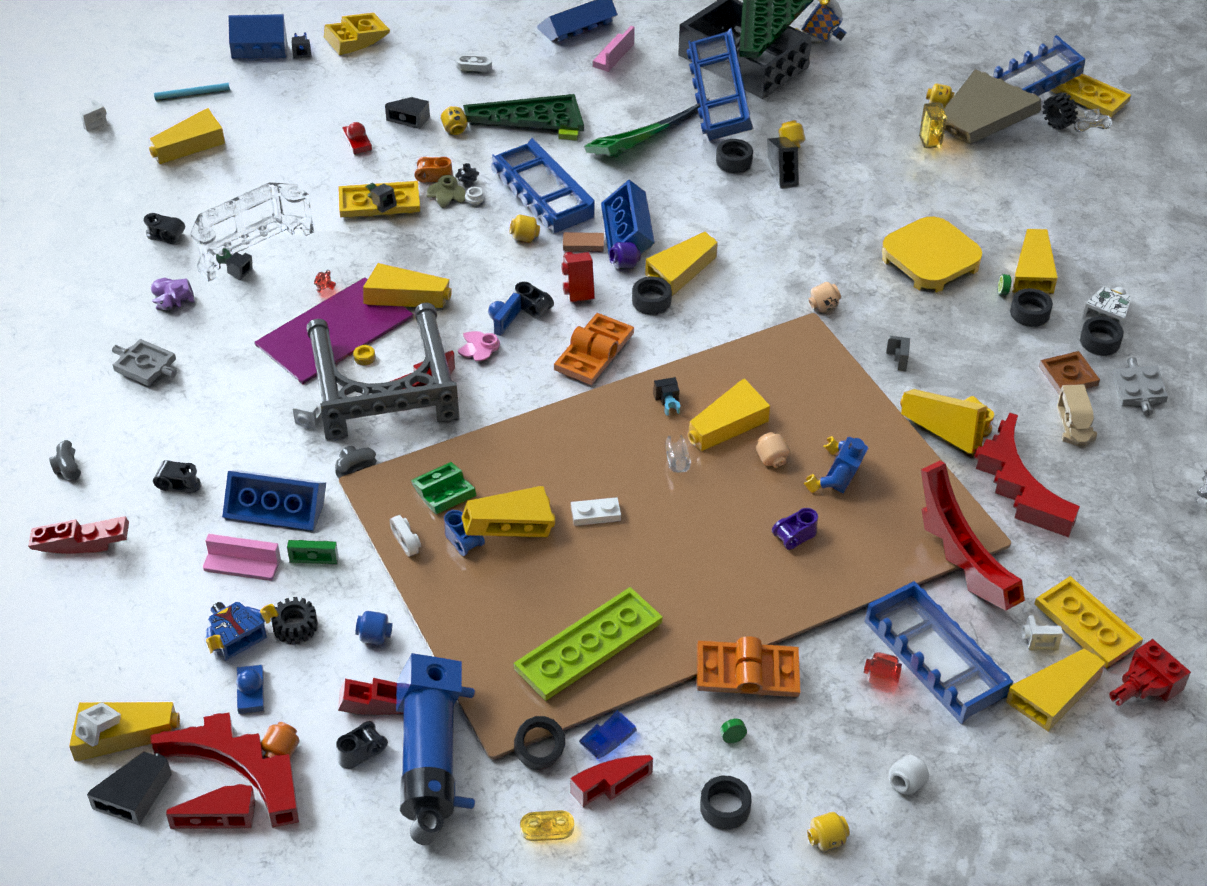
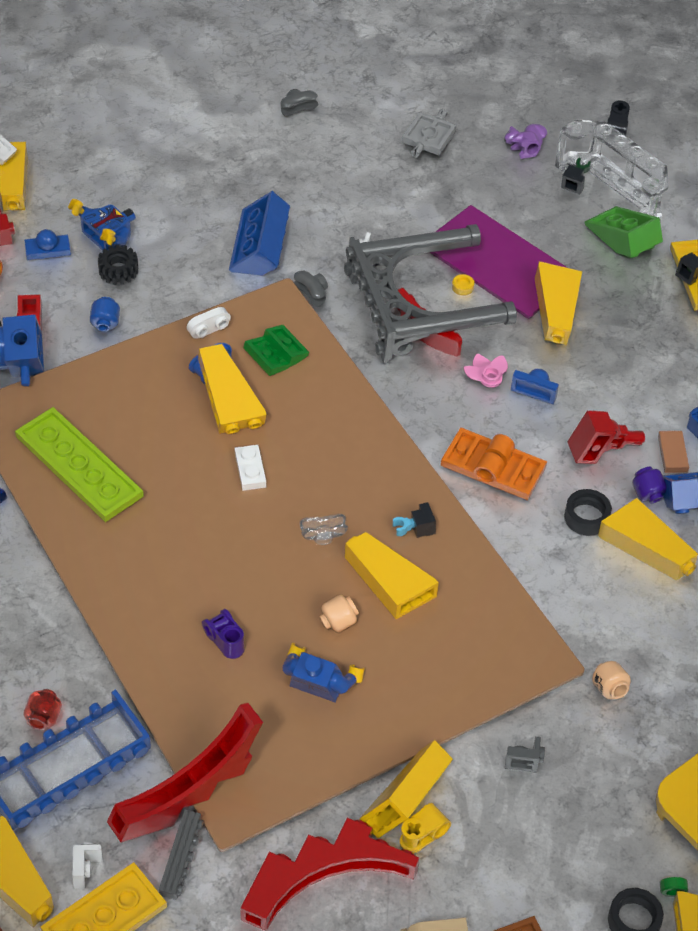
camera: 85 degrees right, 5 degrees up
(73, 538) = (210, 120): red slope -> none
(175, 476) = (284, 172): black piece -> none
(241, 557) = (190, 226): bright pink panel -> none
(312, 552) = (196, 273): green plate -> none
(315, 238) = (626, 230): none -> bright green slope
(323, 281) = (561, 242): clear red plant -> none
(524, 228) = (677, 394): yellow head -> none
(532, 299) = (560, 405): black piece -> none
(748, 668) = (44, 591): orange plate -> none
(1027, 569) = (181, 855): none -> dark grey piece

